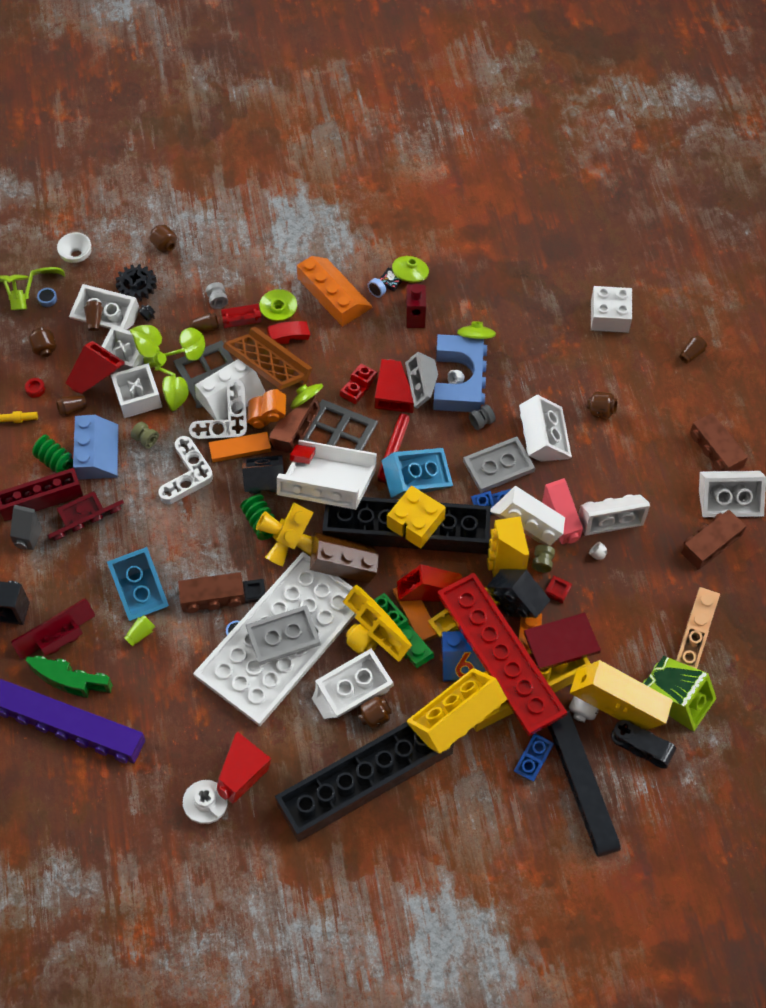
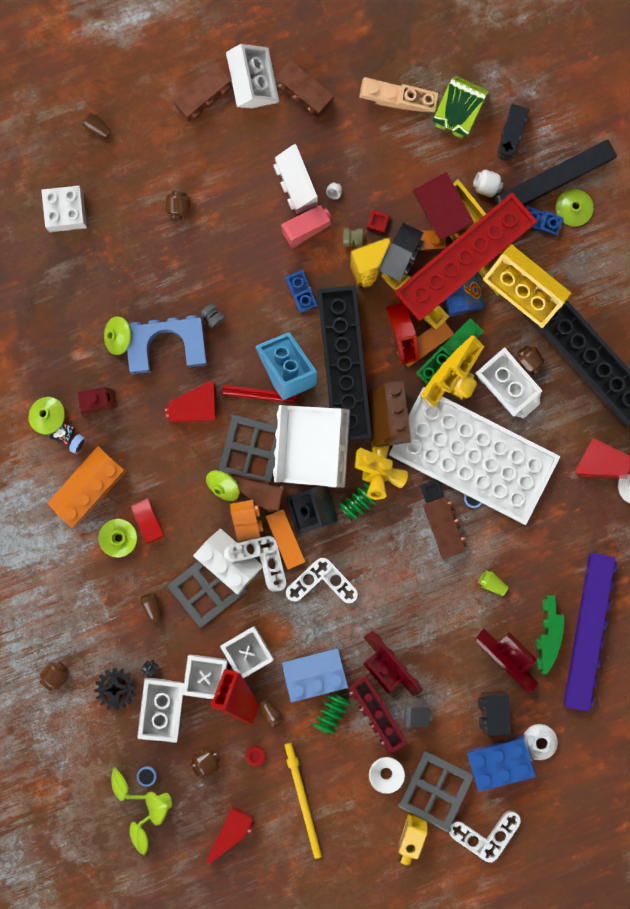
camera: 95 degrees left, 25 degrees up
(71, 243) = (74, 766): white piece -> none
(93, 315) = (176, 715): reddish brown cone -> none
(138, 583) = (447, 597): dark azure slope -> none
(145, 435) = (295, 629): olive wheel -> none
(147, 340) = (204, 646): lime plant -> none
(216, 295) = (116, 602): light grey wheel -> none
(241, 315) = (135, 572): red hinge -> none
(268, 350) = (180, 525): dark orange fence -> none
(283, 635) = (478, 452): light grey plate -> none
(302, 454) = (288, 475): red tile -> none
(358, 383) = (193, 441): red slope -> none
(419, 514) = (347, 351): yellow piece -> none
(422, 377) = (185, 377): light grey slope -> none
(455, 377) = (174, 348): white hinge -> none
(498, 464) = (260, 292): light grey plate -> none
(537, 519) = (327, 250): white slope -> none
(544, 430) = (216, 254): white slope -> none
(544, 810) = (571, 216): none -> lime dish
(620, 695) = (486, 150): yellow brick -> none

